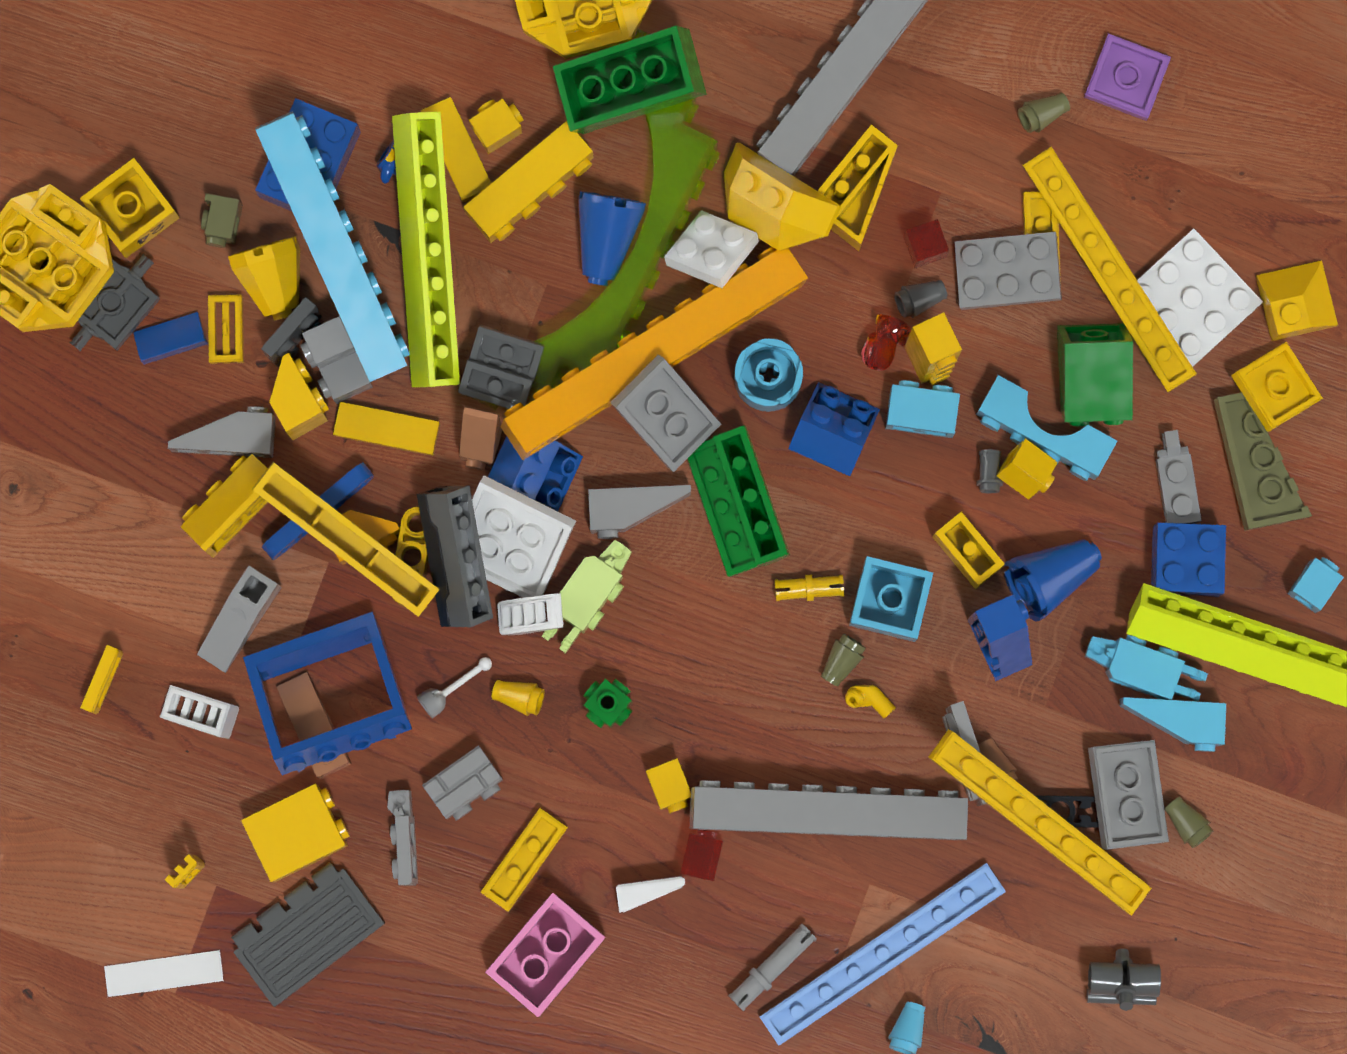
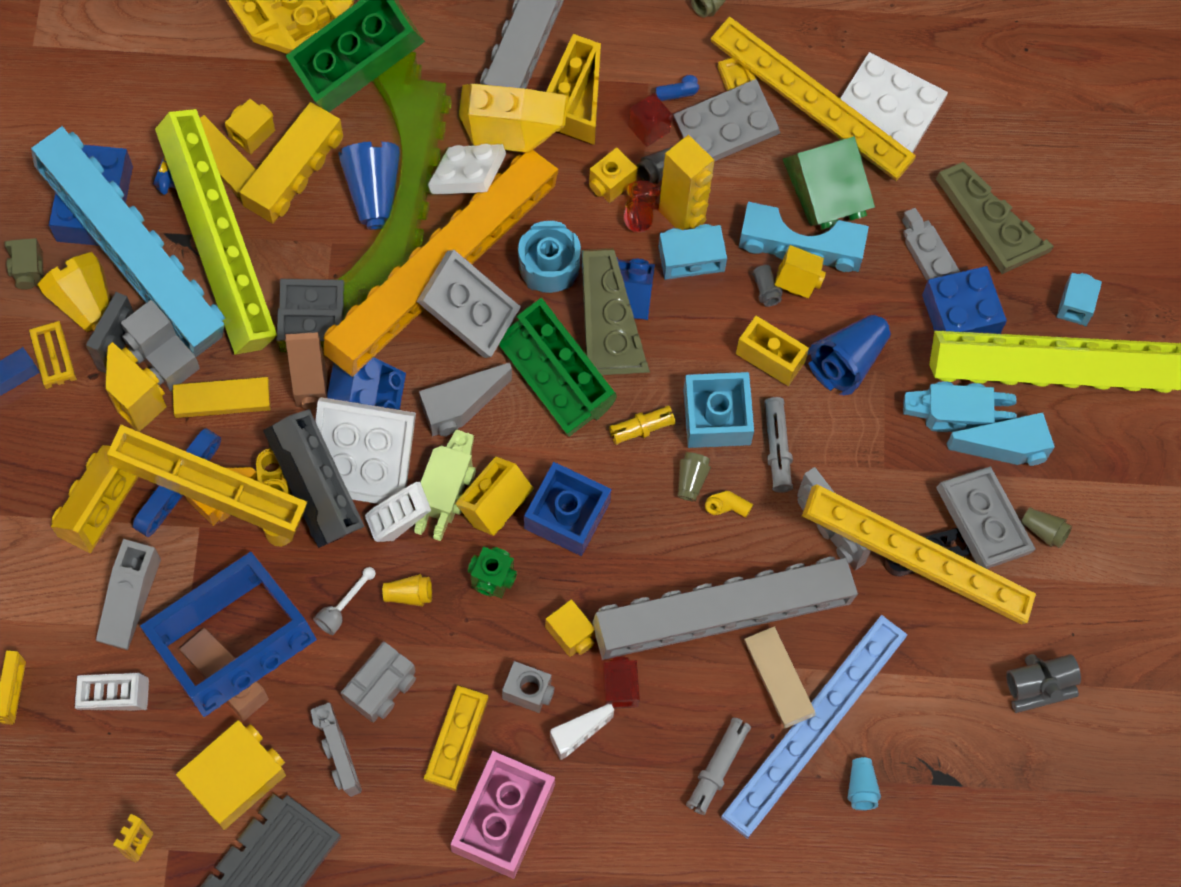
camera: 20 degrees left, 15 degrees down
(233, 436) = (74, 440): light grey slope -> none
(598, 821) = (518, 677): none -> light grey brick
(633, 624) = (494, 495): none -> yellow brick
(703, 660) = (567, 508): none -> blue brick
(807, 470) = (609, 322): none -> olive wing
(862, 896) = (779, 677): none -> tan tile
(865, 297) = (612, 175): none -> yellow brick
(934, 688) = (781, 478): none -> light grey pin
(969, 215) = (686, 88): none -> blue arm
(1003, 636) = (827, 407): blue wedge -> none
(1276, 387) = (985, 153): yellow tile -> none
(1296, 300) = (974, 87): yellow slope -> none

